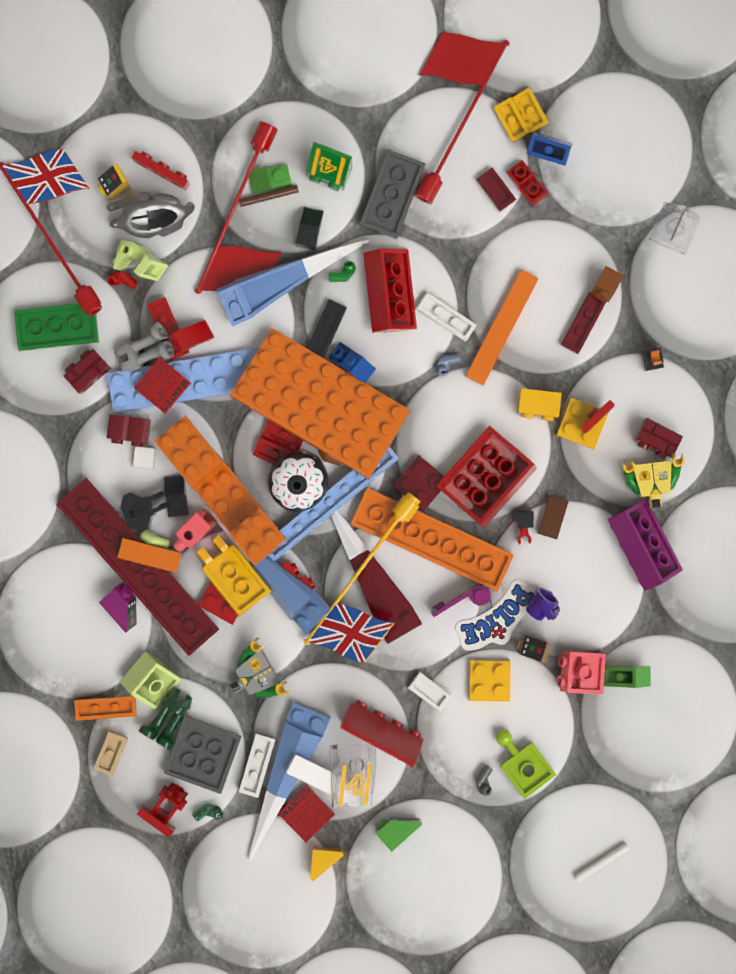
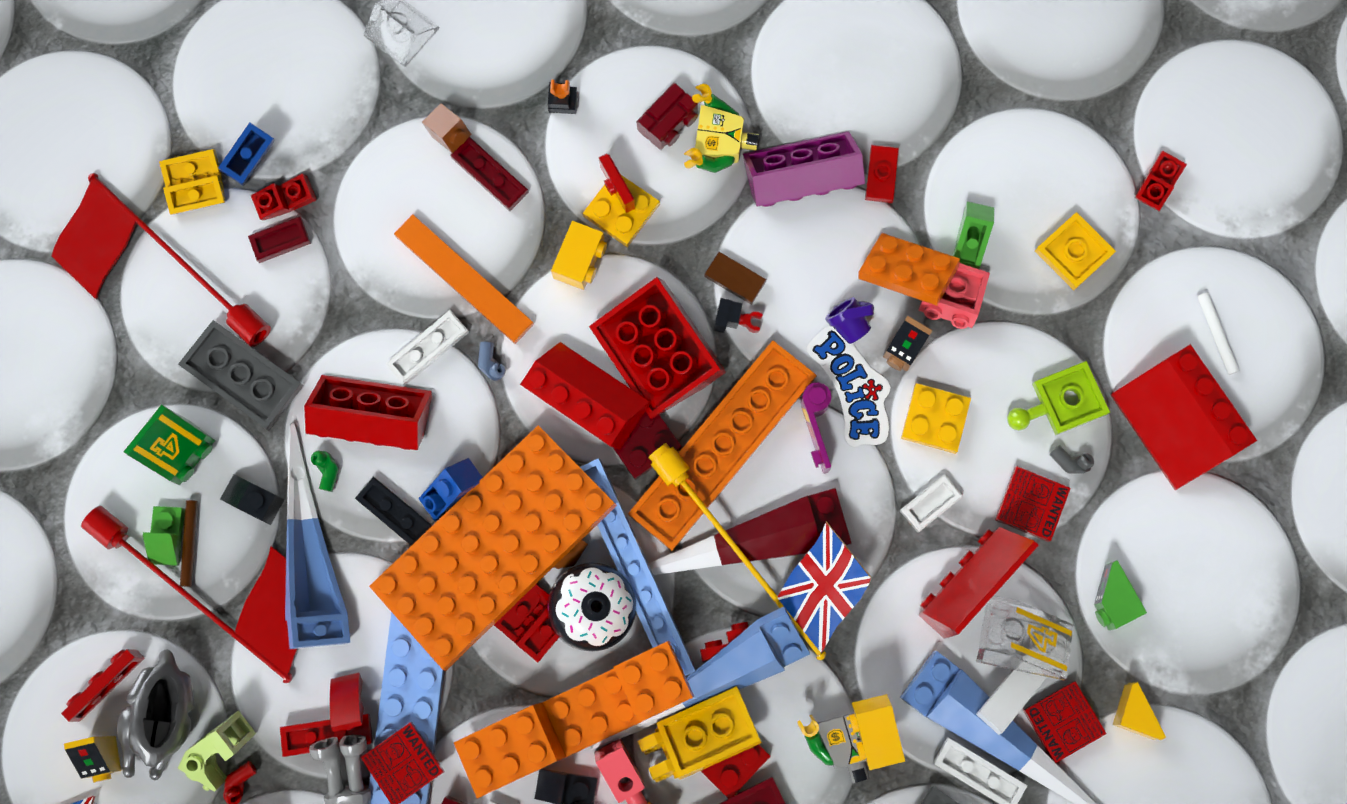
camera: 70 degrees left, 10 degrees down
(265, 690) = (877, 731): none -> yellow brick
(440, 437) = (586, 394): none -> red slope
(447, 760) = (1032, 504): none -> red tile
(534, 849) = (1183, 417): none -> red slope
(589, 637) = (909, 269): none -> orange plate
(634, 750) = (1075, 251): none -> yellow plate
(656, 601) = (881, 174): none -> red plate
(703, 799) = (1160, 181): none -> red slope

